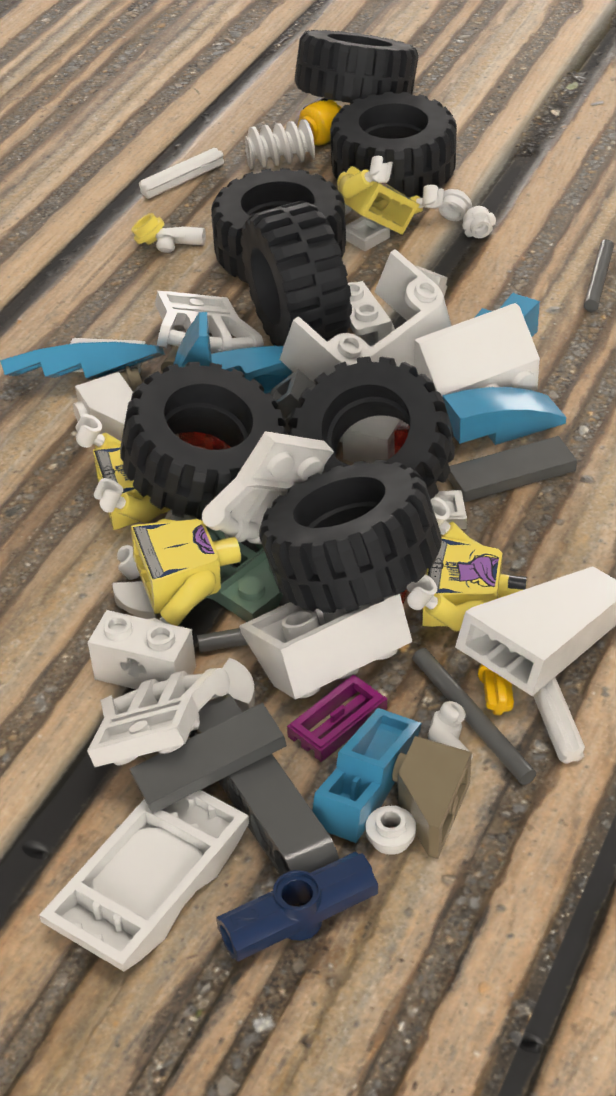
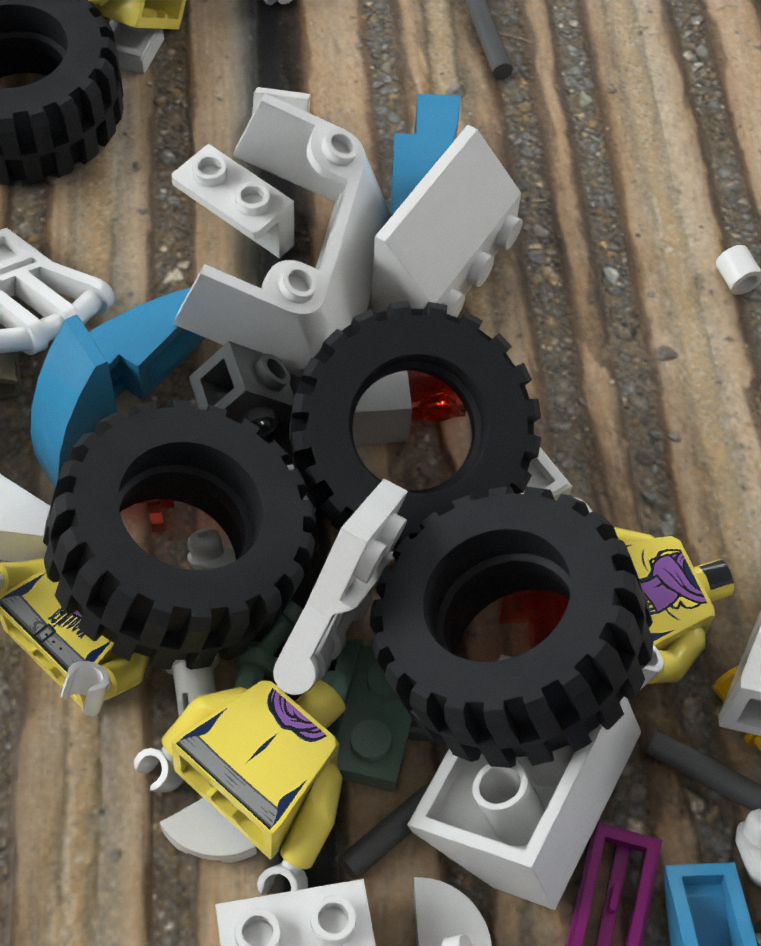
camera: 35 degrees left, 15 degrees up
(295, 271) = (131, 178): black tyre -> none
(500, 413) = (517, 289): dark azure slope -> none
(512, 468) = (582, 370): dark grey tile -> none

